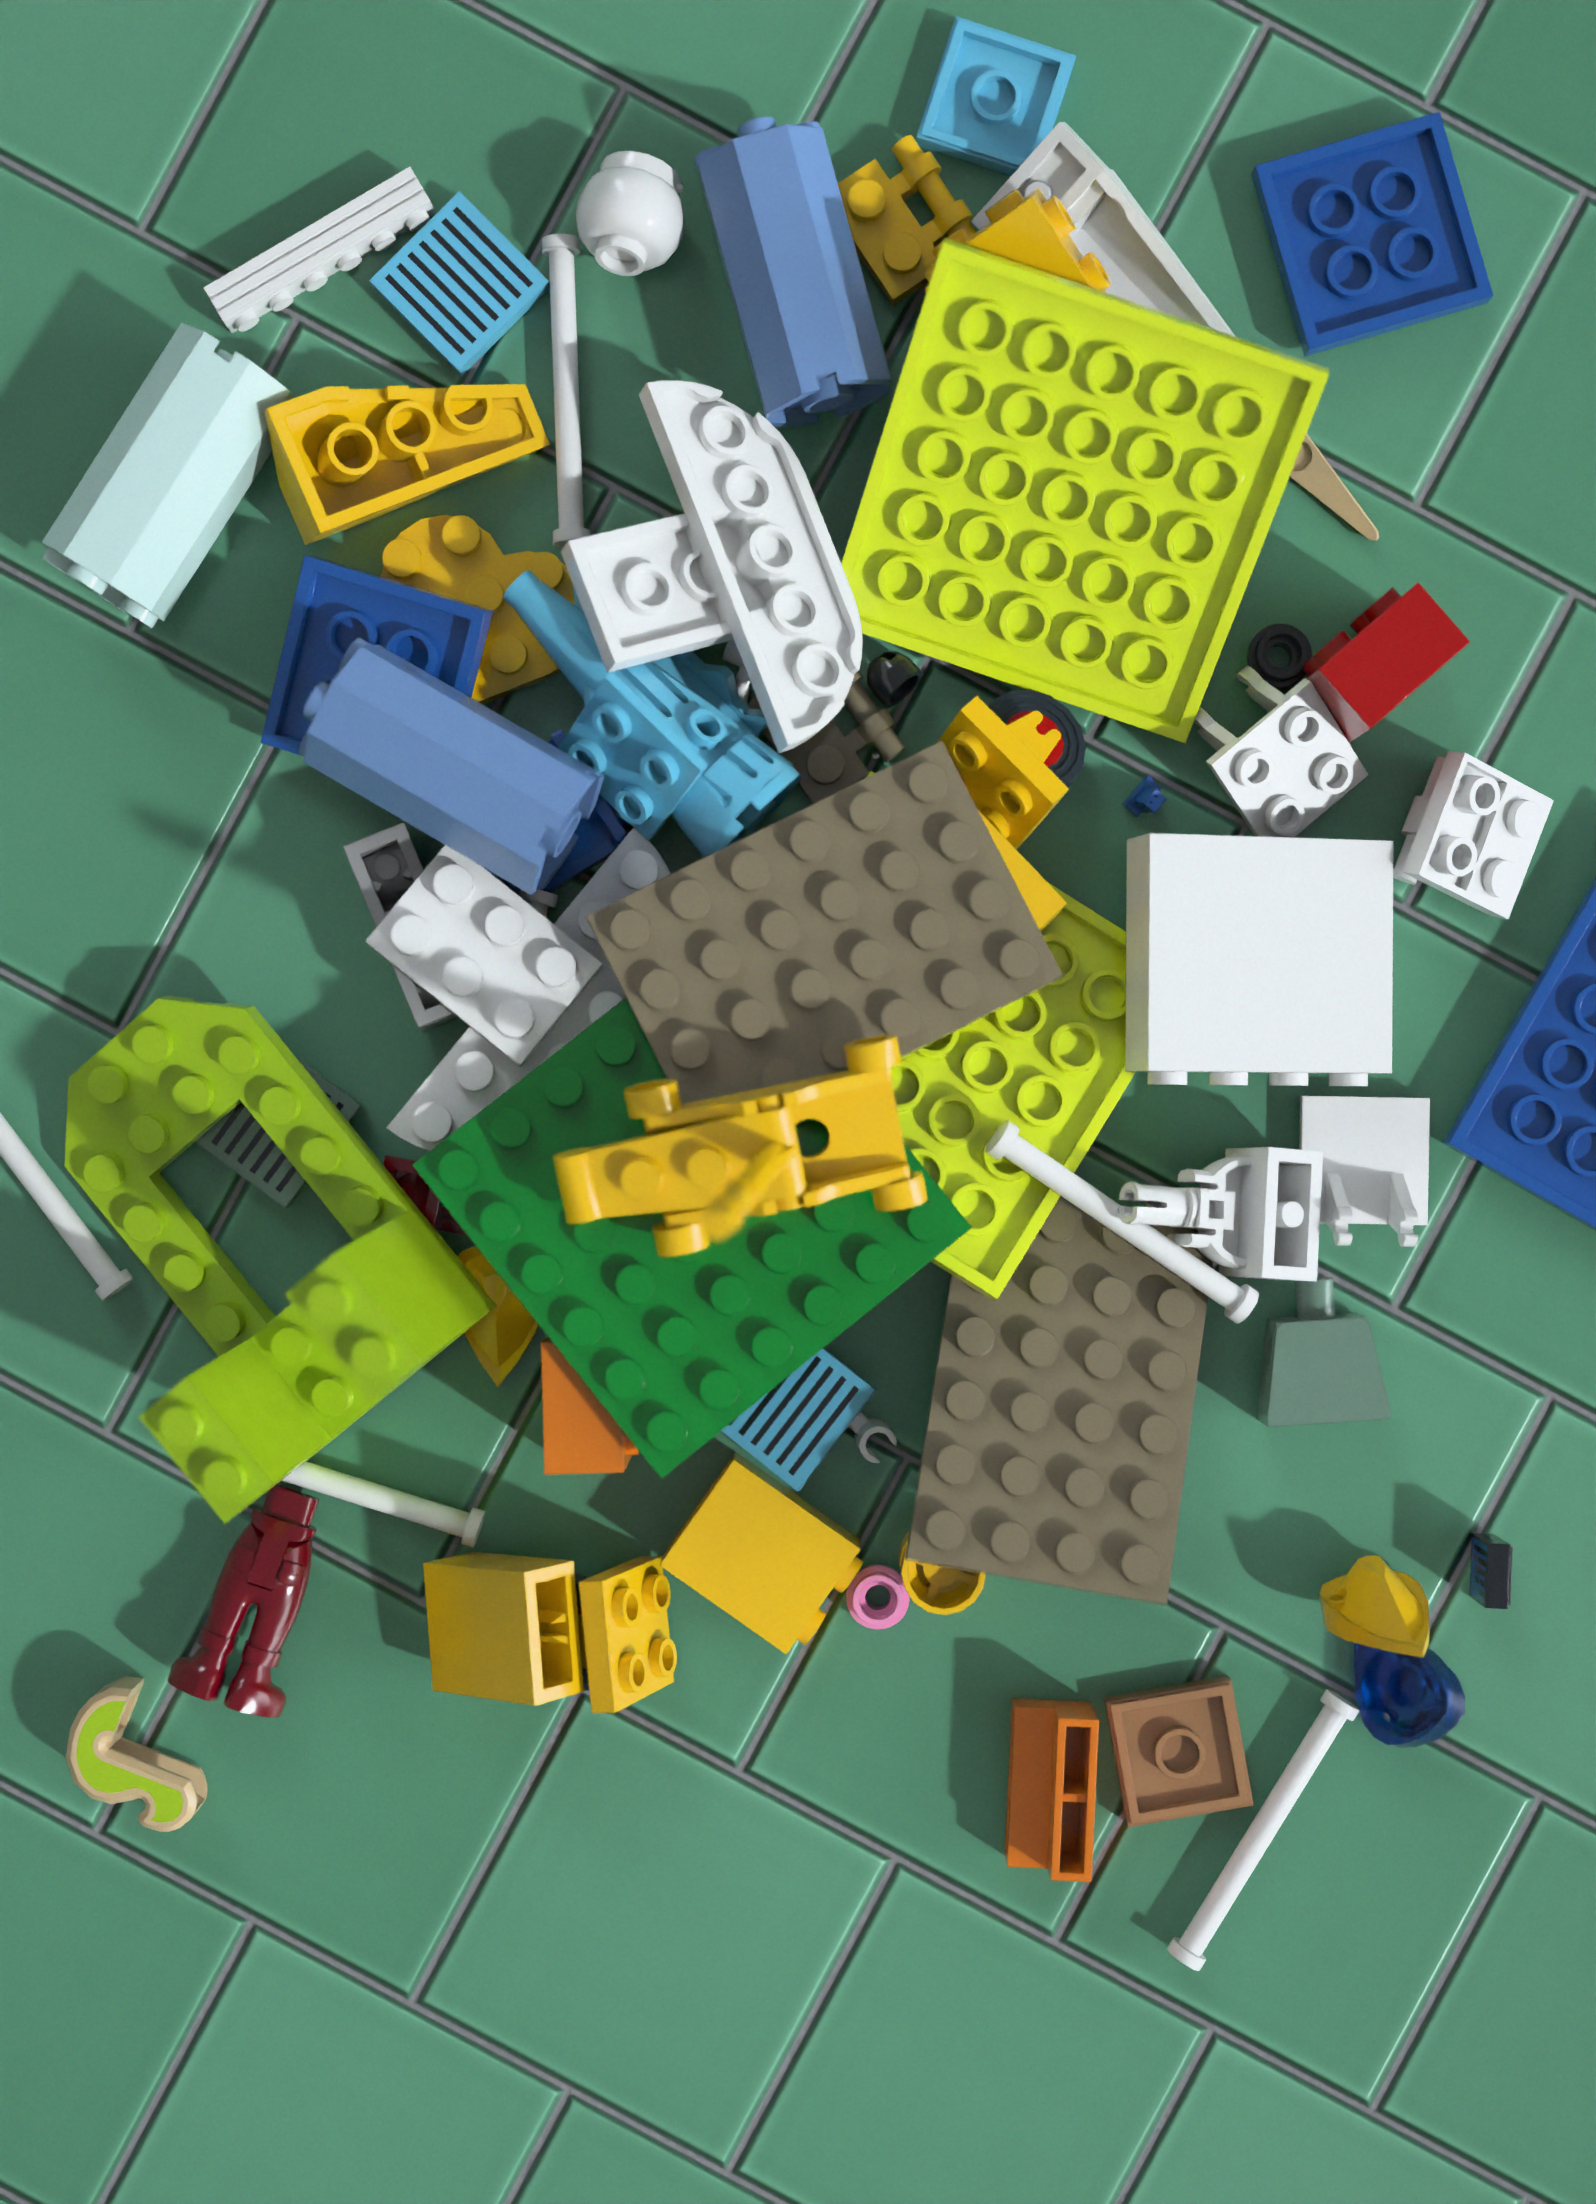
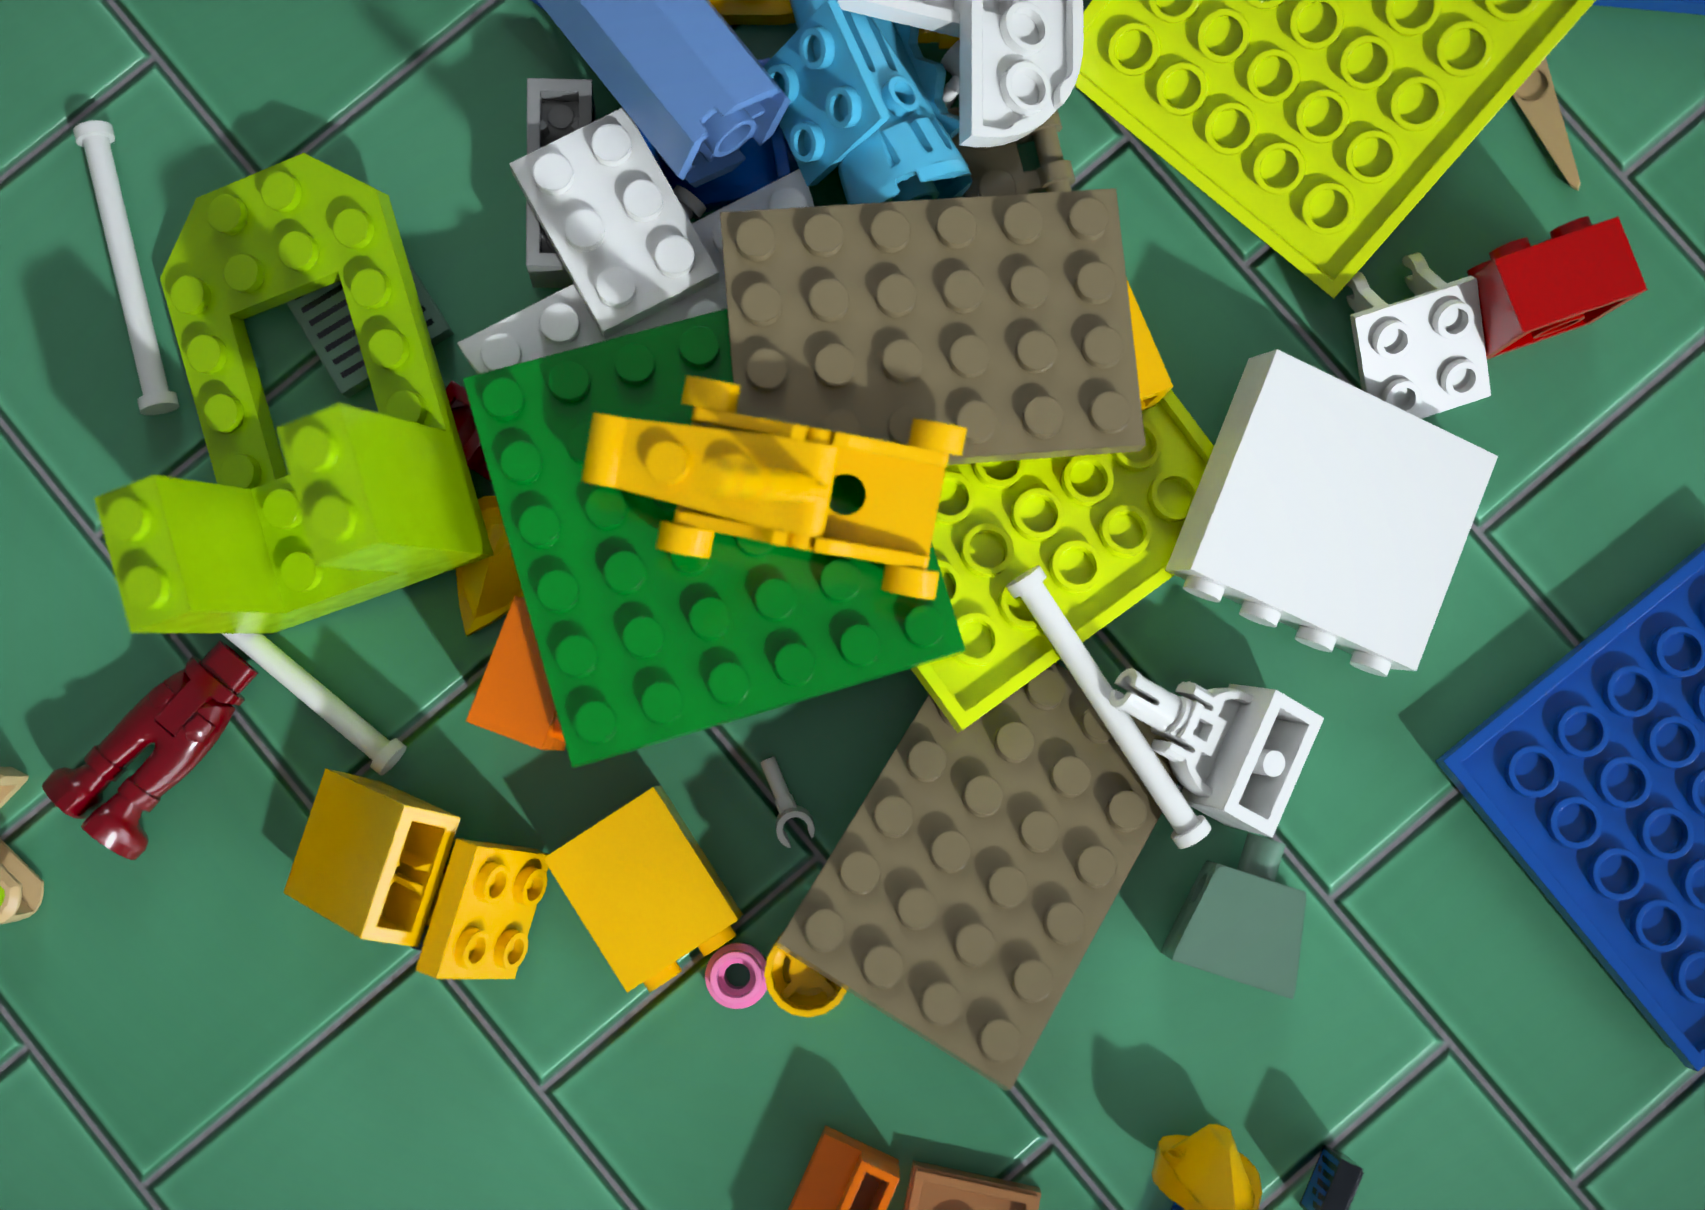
camera: 30 degrees right, 5 degrees down
(802, 1418) = (732, 771): medium azure tile -> none
(892, 677) = (1088, 139): black hinge -> none
(1016, 758) = (1174, 243): yellow plate -> none
(1145, 798) = (1276, 336): blue piece -> none
(1292, 641) = (1460, 242): black plate -> none
(1371, 1161) = (1362, 750): white plate -> none
(1472, 834) = (1571, 482): white plate -> none

